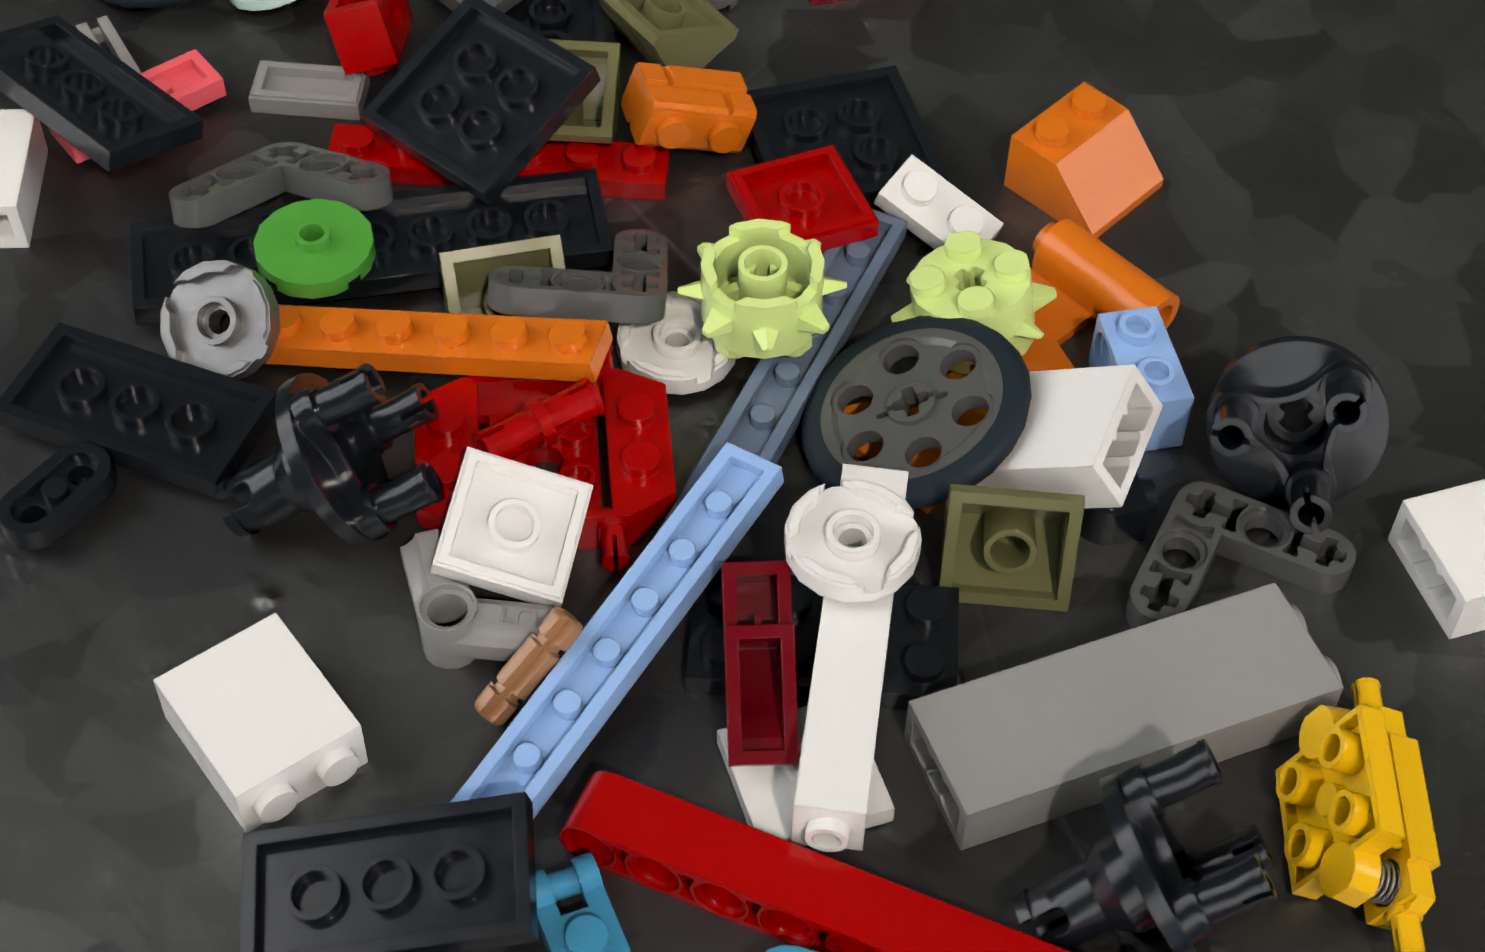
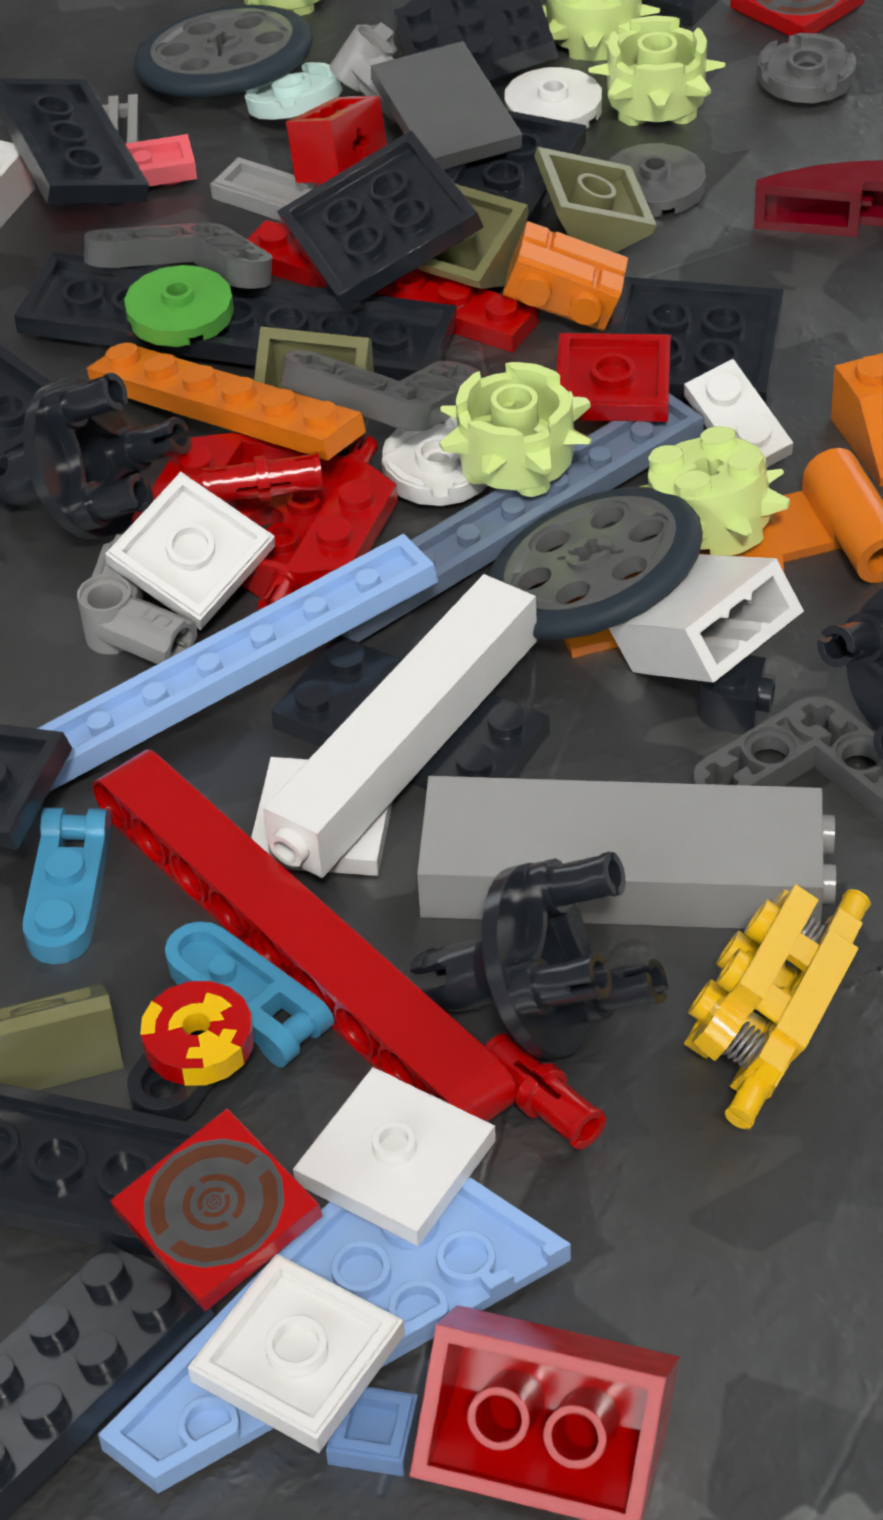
camera: 30 degrees right, 5 degrees down
(194, 314) = (73, 336): flat silver plate -> none
(528, 666) = (172, 635): medium nougat axle -> none
(759, 664) = (320, 696): dark red slope -> none
(855, 515) = (439, 627): white plate -> none
(1010, 546) = (608, 691): olive slope -> none
(1142, 340) = (829, 590): light blue brick -> none

